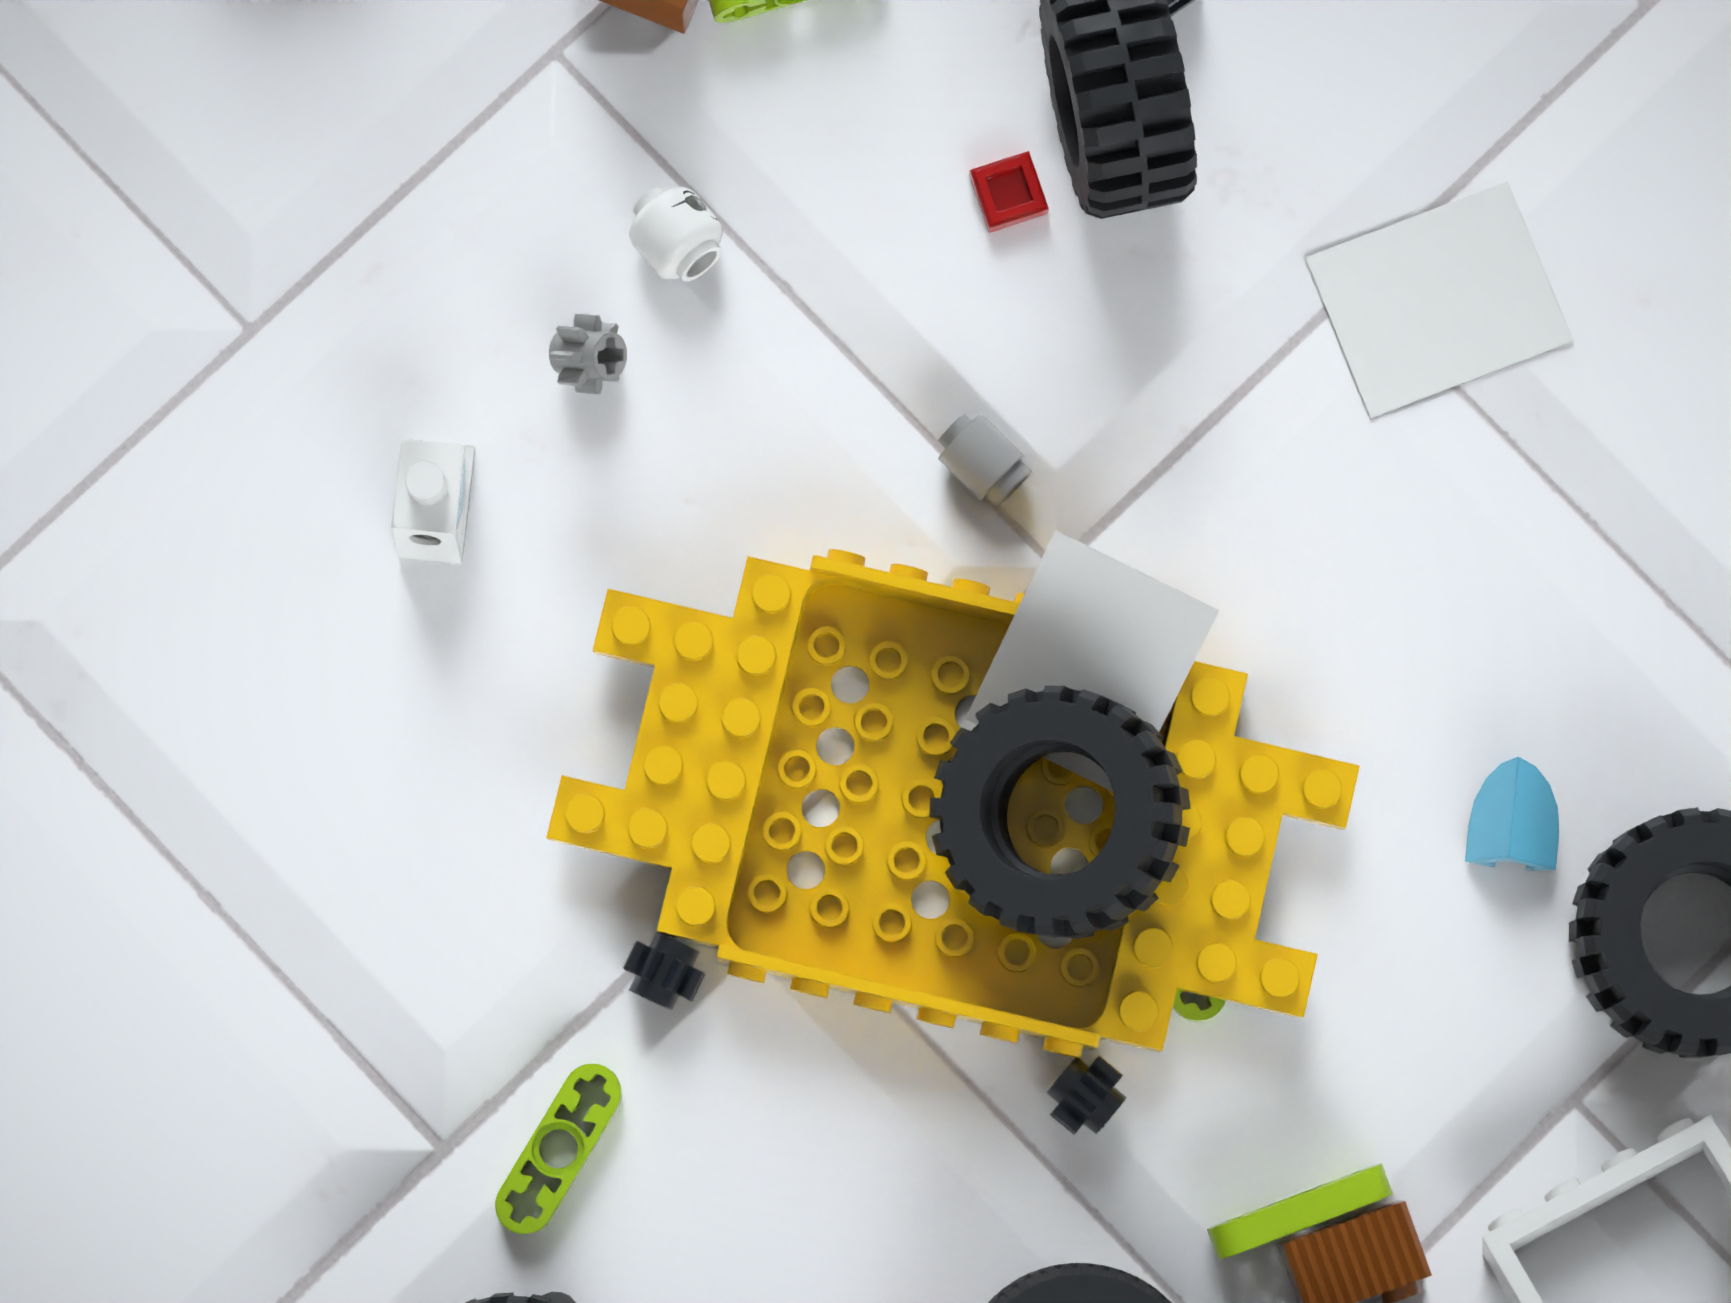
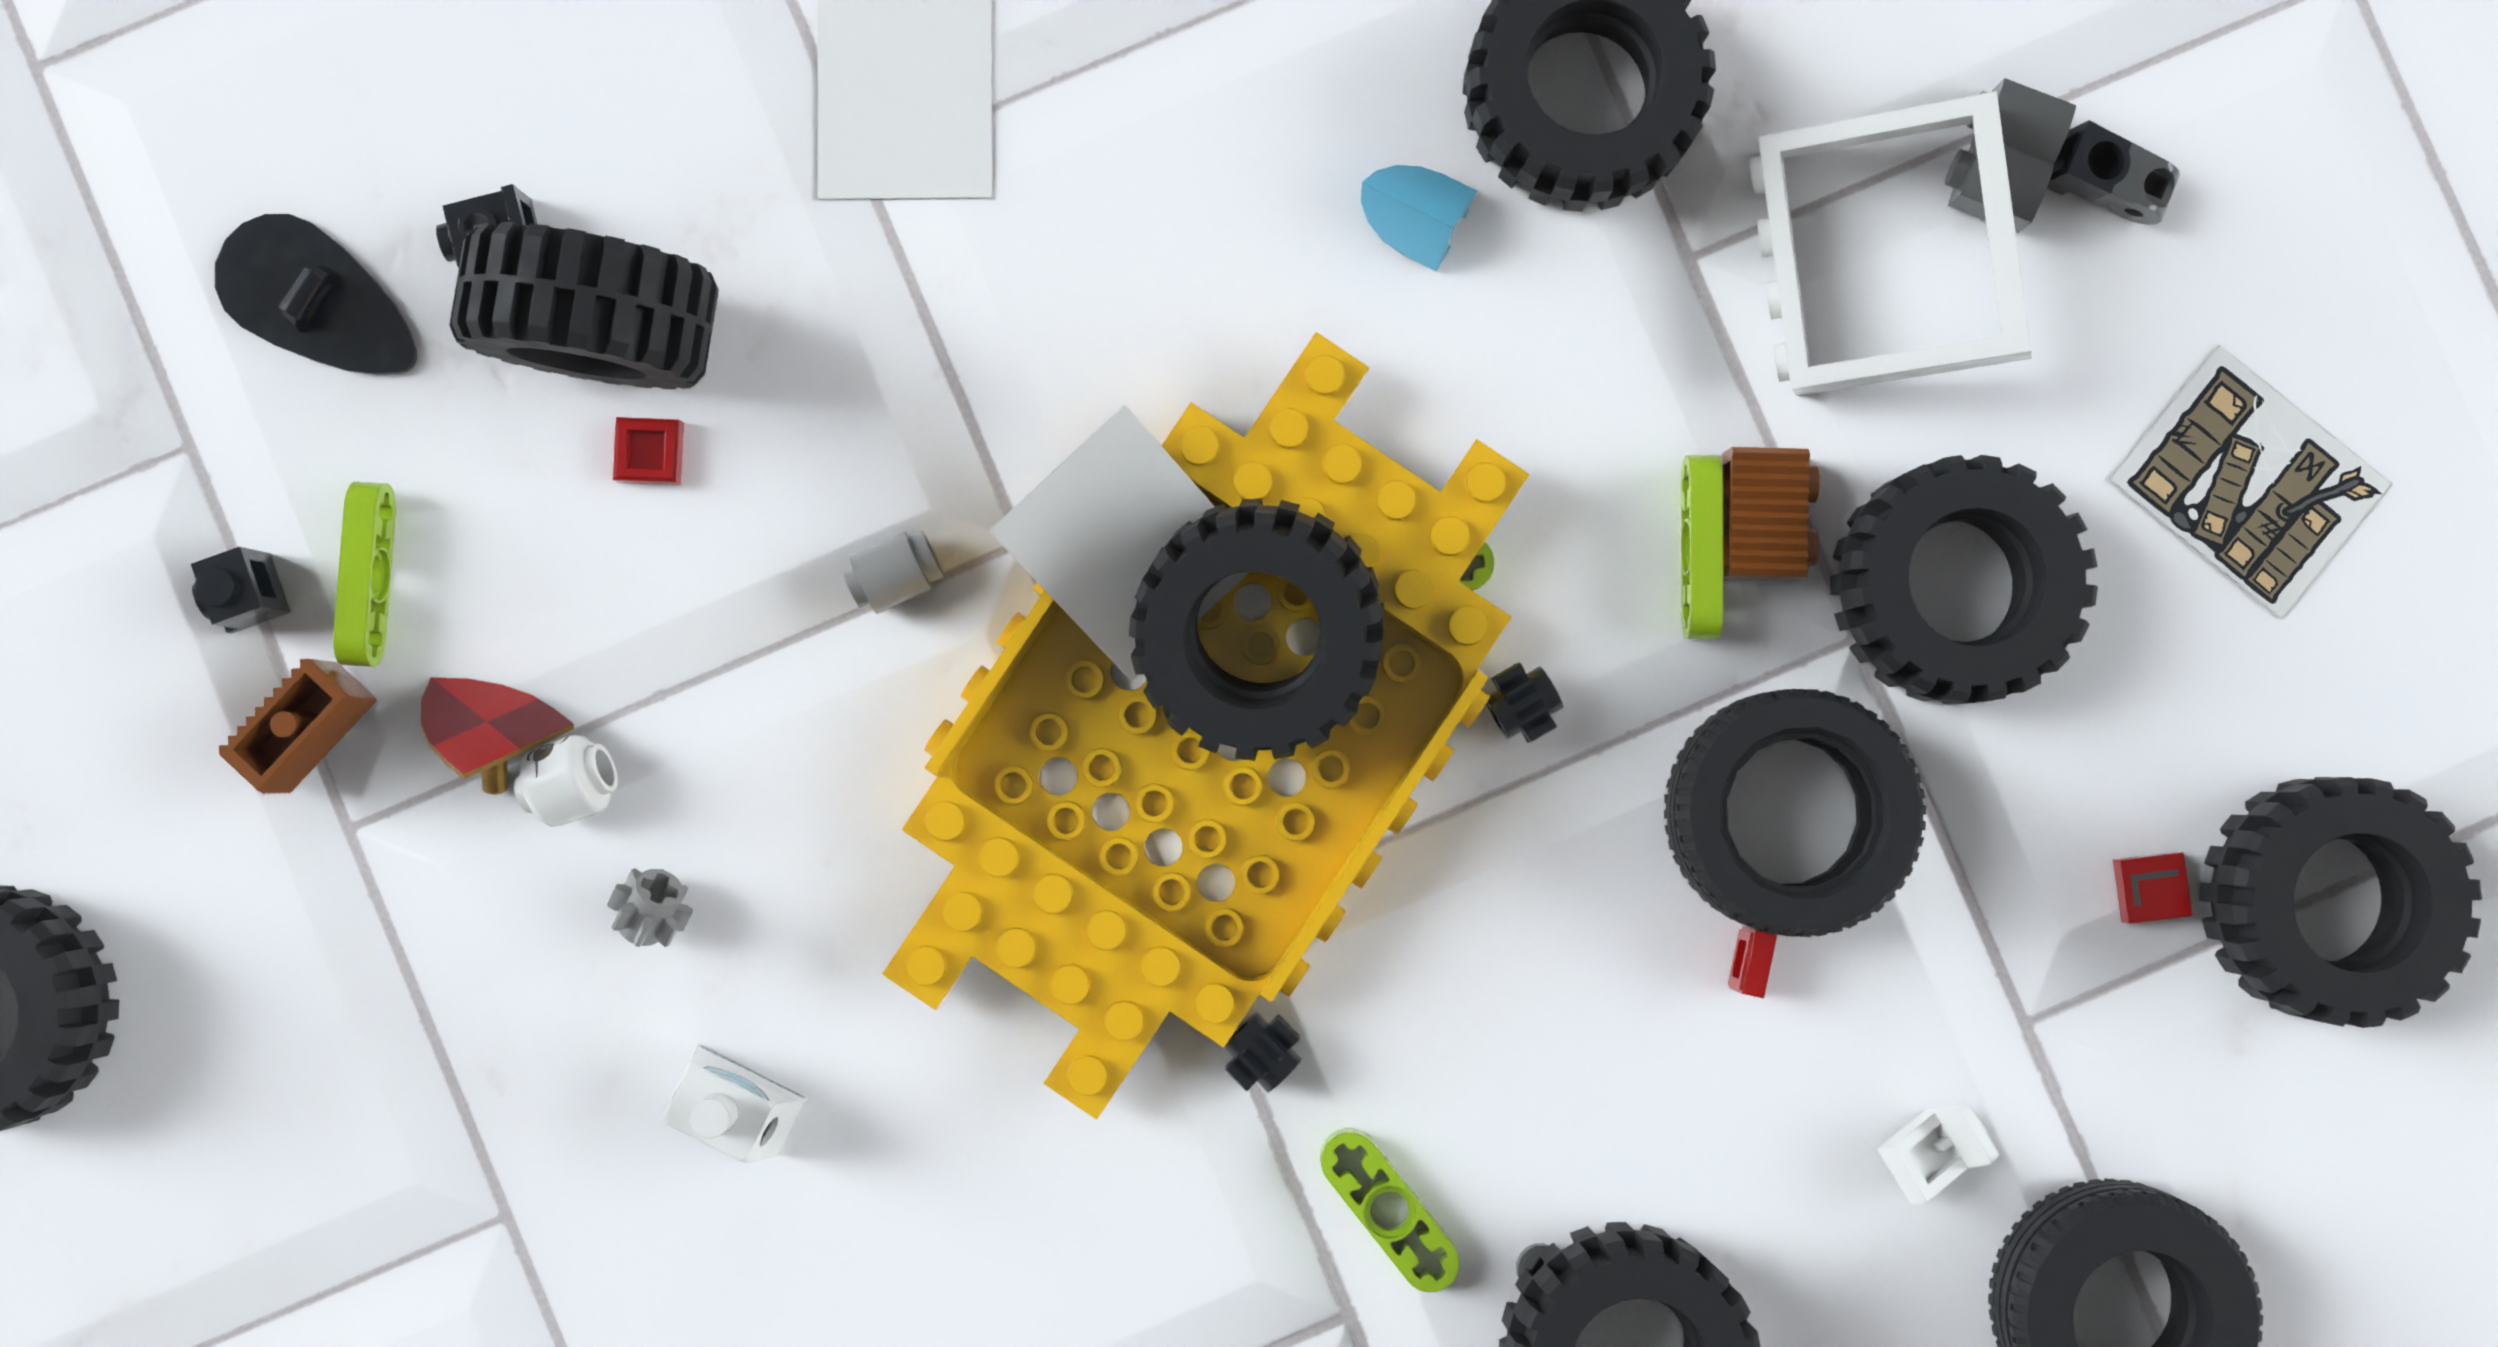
camera: 65 degrees left, 5 degrees up
(699, 141) = (484, 724): none -> shield

